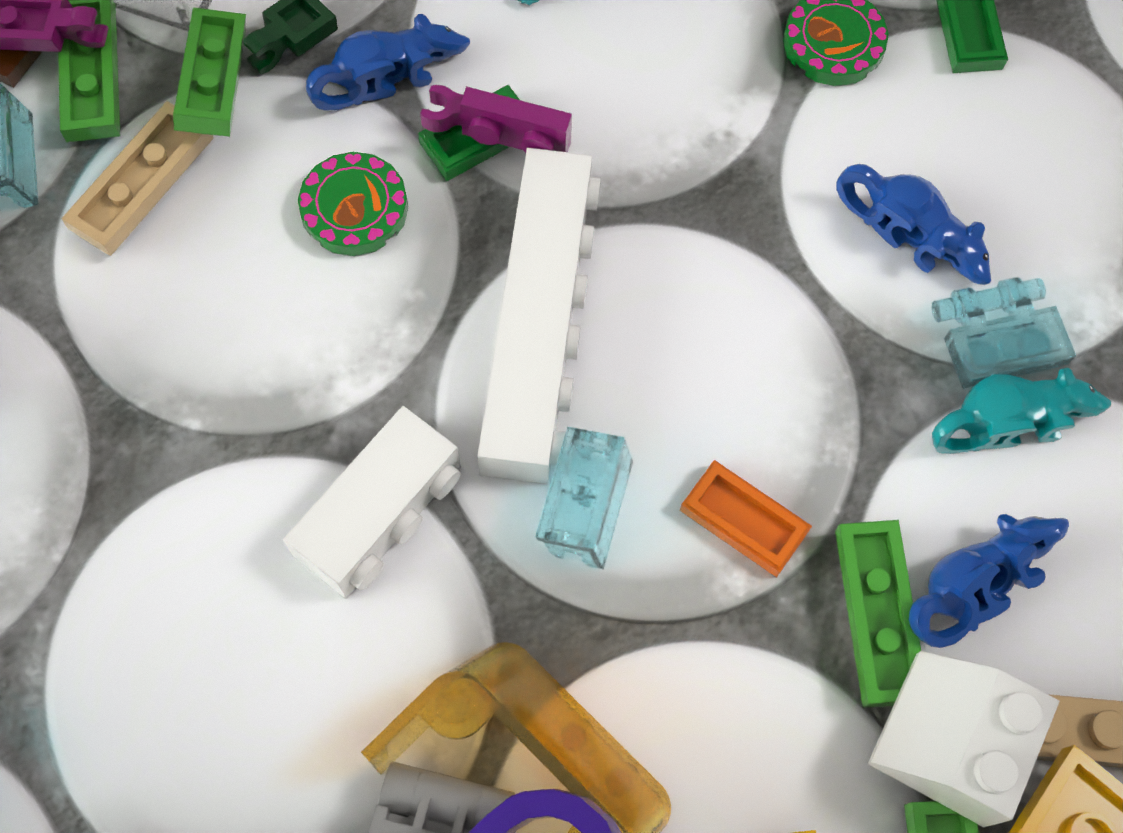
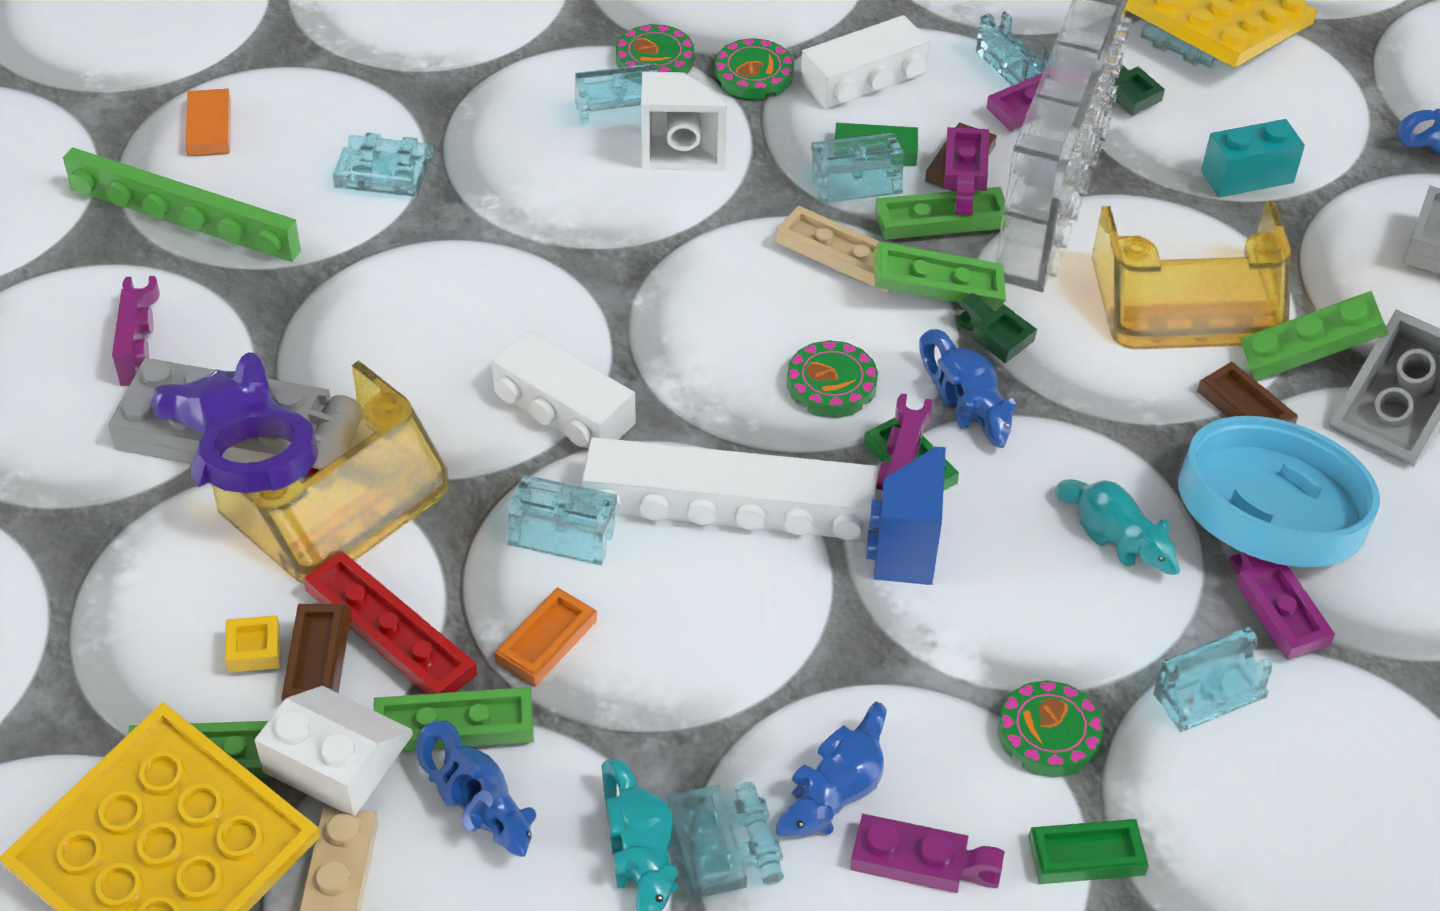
camera: 90 degrees right, 20 degrees down
(609, 113) = (908, 521): none -> blue slope
(748, 699) = (391, 626): none -> red plate
(803, 782) = (317, 648): none -> reddish brown tile
(994, 159) = (922, 855): none -> magenta plate

